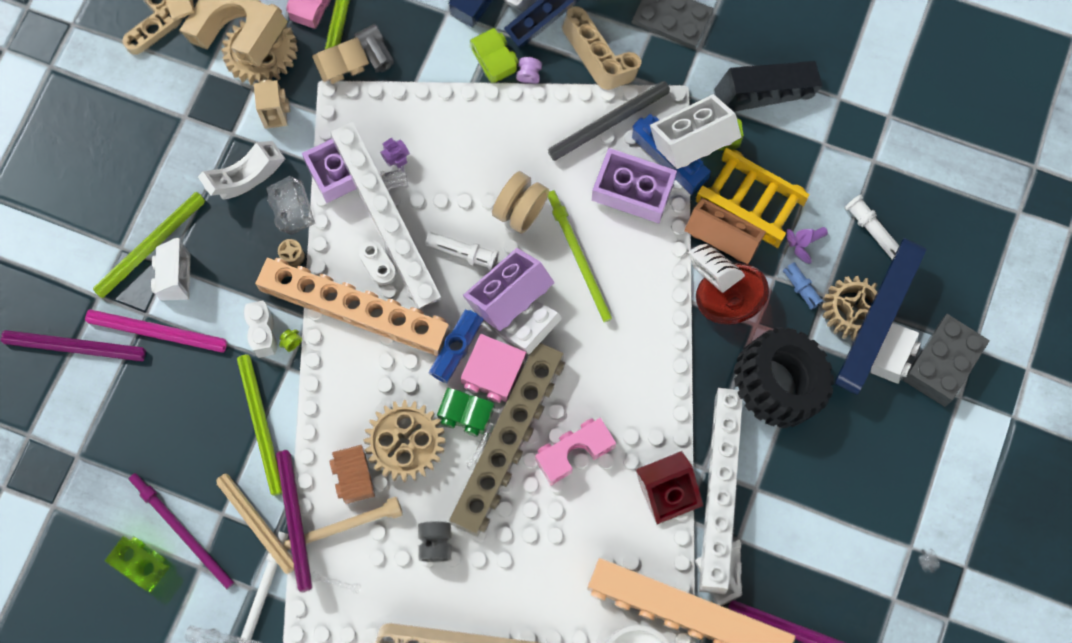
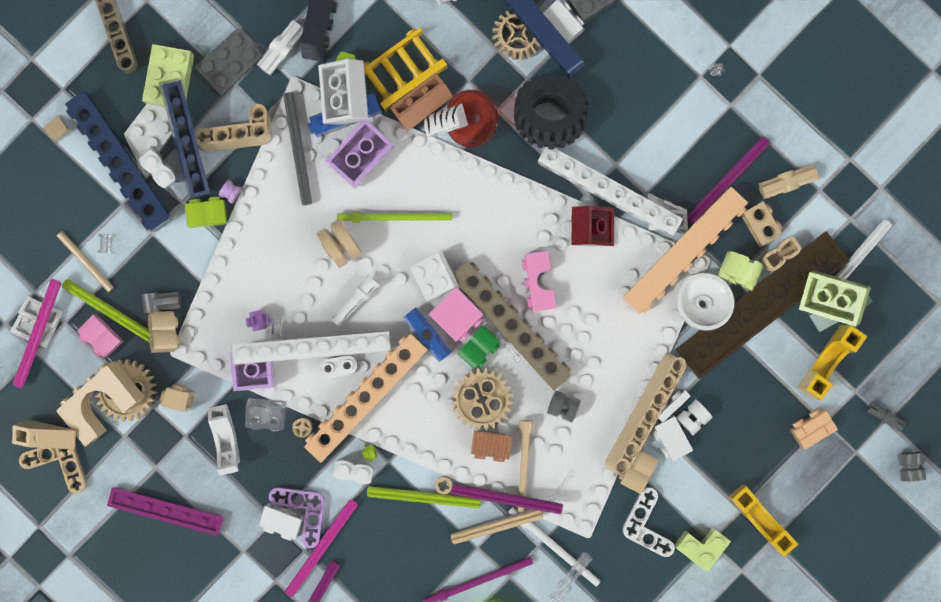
camera: 70 degrees left, 15 degrees up
(137, 145) = (165, 511): none -> magenta plate
(148, 245) = (250, 529): lime axle -> none
(198, 300) = (310, 510): none -> lavender beam
(289, 436) = (446, 490): none -> tan bush
(509, 289) = (403, 280): lavender brick -> none
(712, 60) = (281, 47): none -> white piece
(803, 239) = (452, 47): medium lavender plant -> none
(803, 286) = (484, 63): medium blue pin -> none

